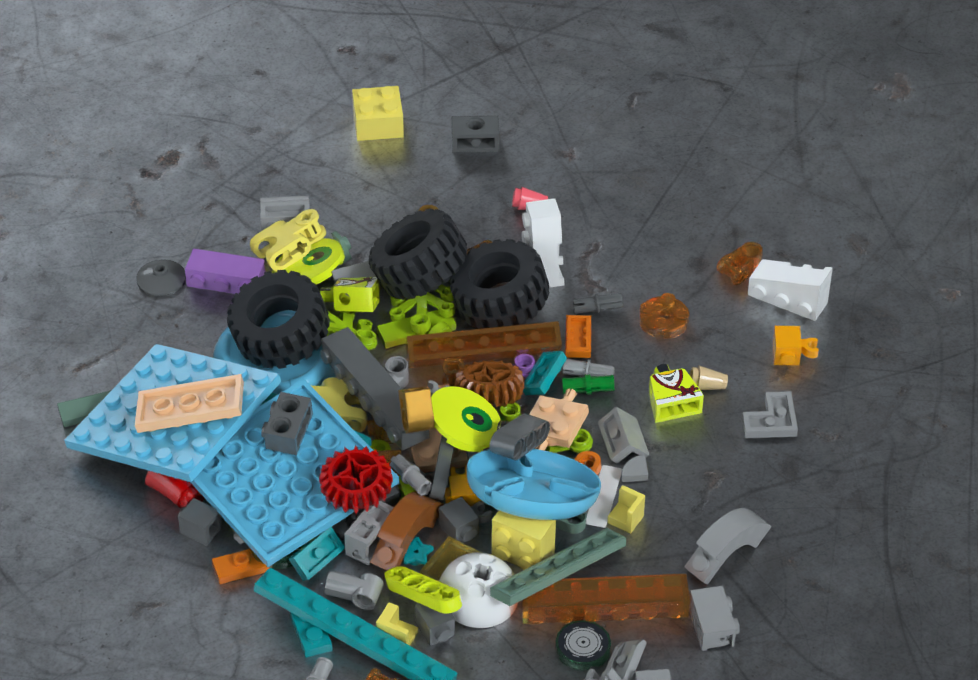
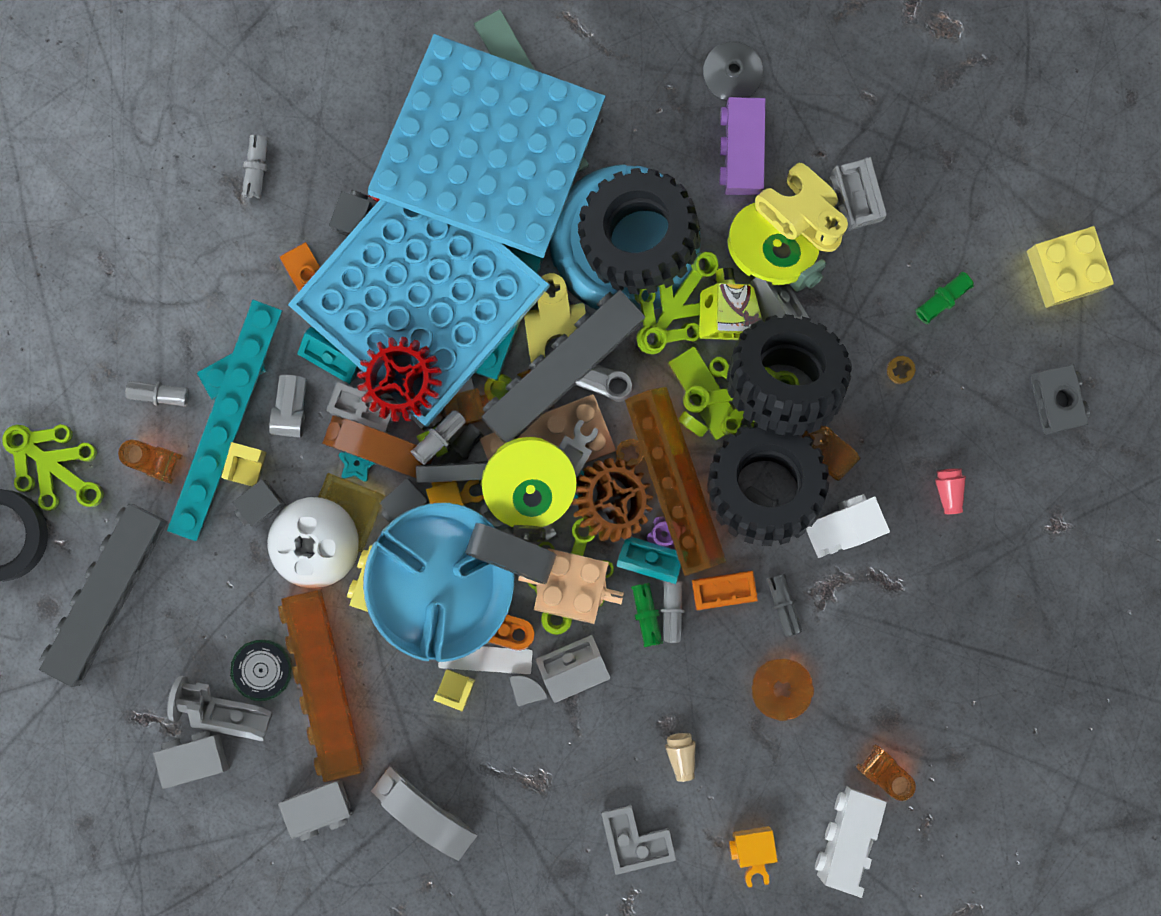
camera: 80 degrees right, 40 degrees up
(133, 583) = (255, 166): none -> light grey pin
(189, 403) = (472, 163): light nougat plate -> none
(287, 423) = (464, 290): dark grey brick -> none
(380, 183) = (944, 297): none -> green pin
(416, 409) = (502, 426): pearl gold piece -> none
(423, 589) = (282, 484): neon yellow beam -> none
(557, 567) = (344, 628): sand green tile -> none
(673, 394) = (649, 717): neon yellow torso -> none

